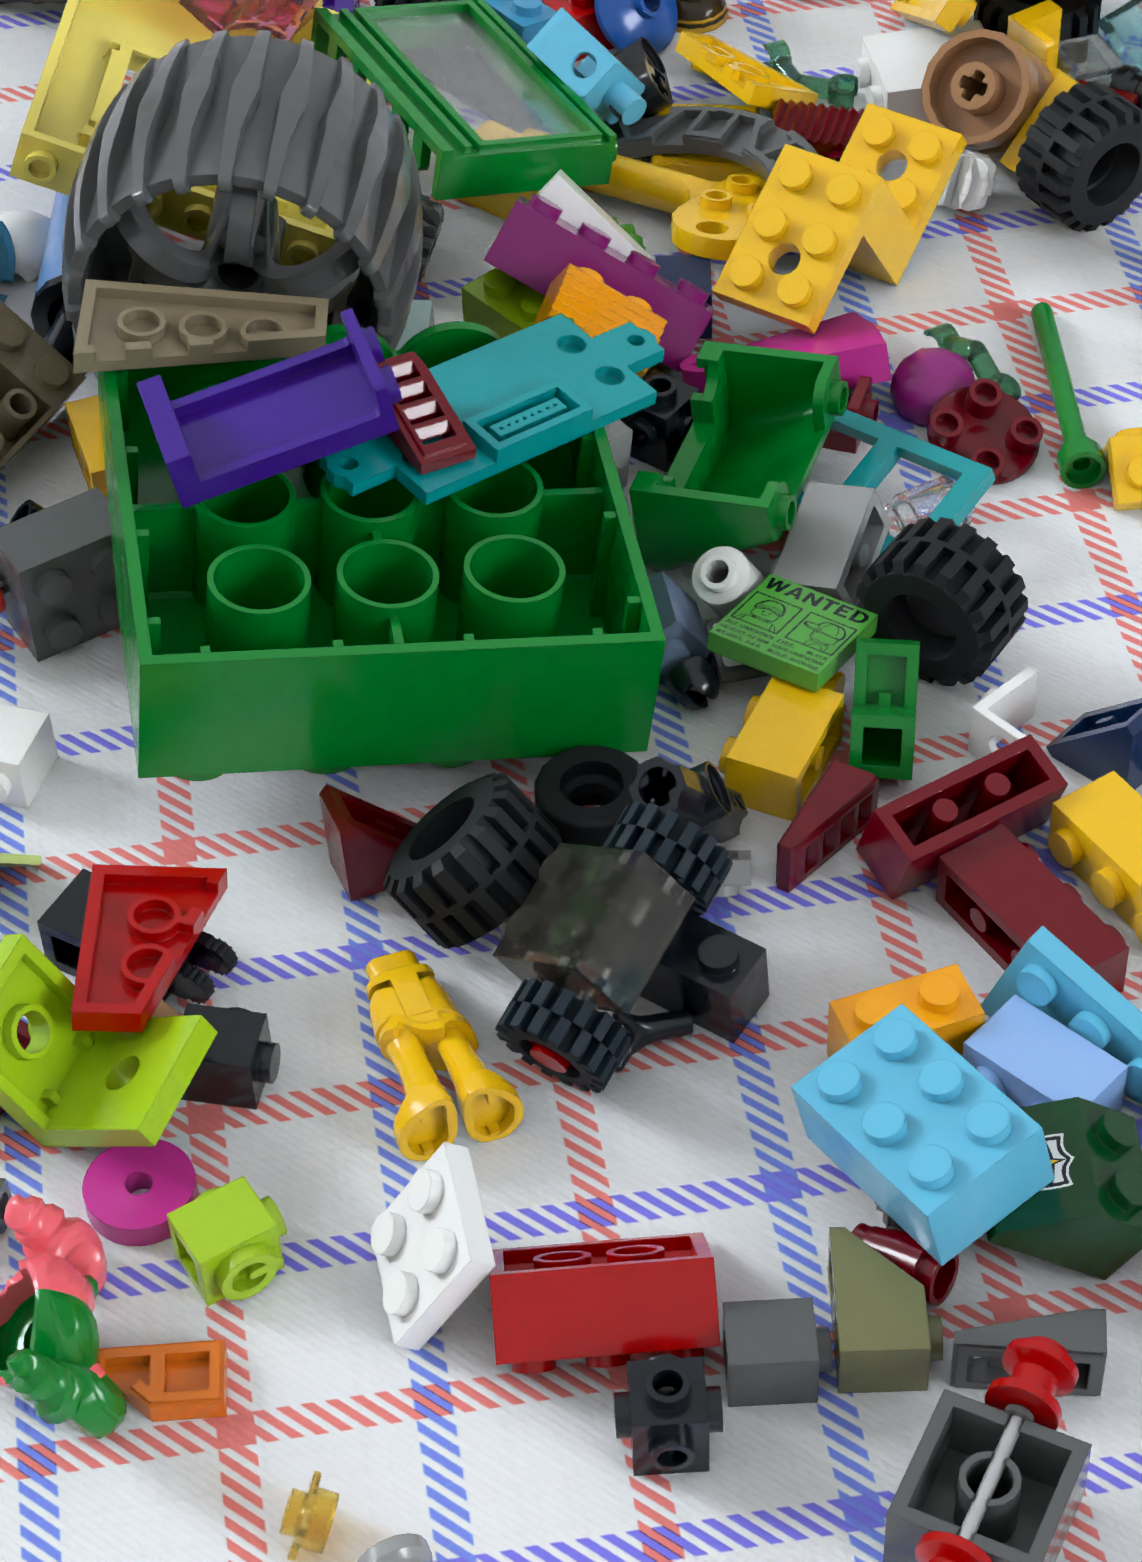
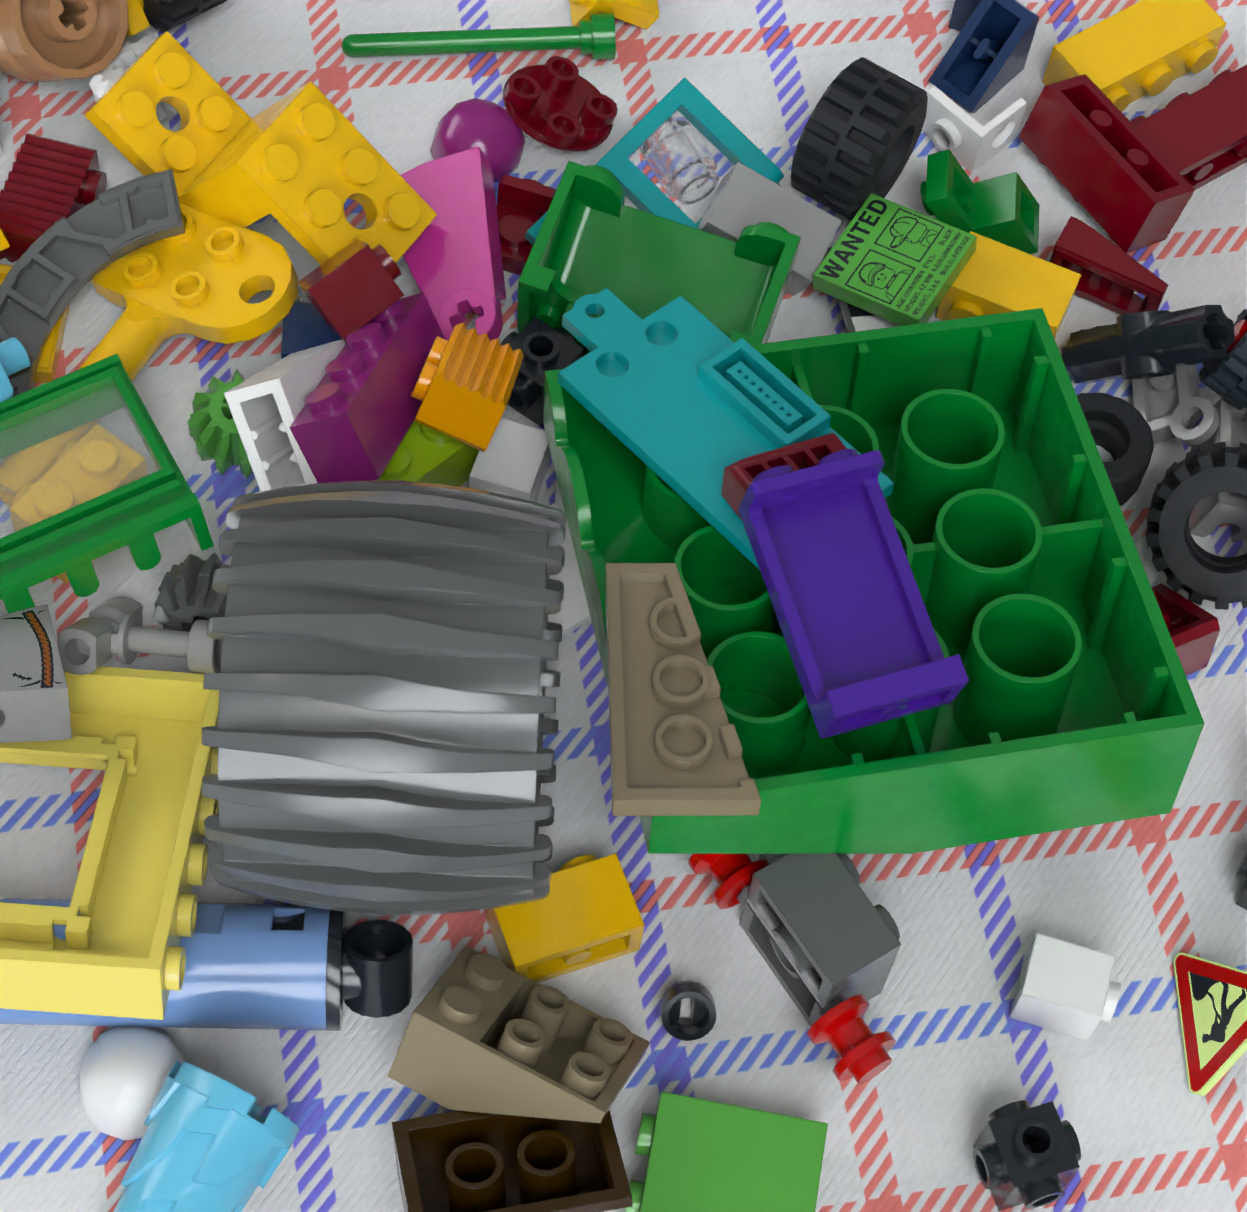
camera: 100 degrees left, 15 degrees up
(696, 253) = (353, 287): none -> dark red brick
(724, 578) = (811, 313): white brick -> none
(976, 355) = (411, 124): clear green arm -> none

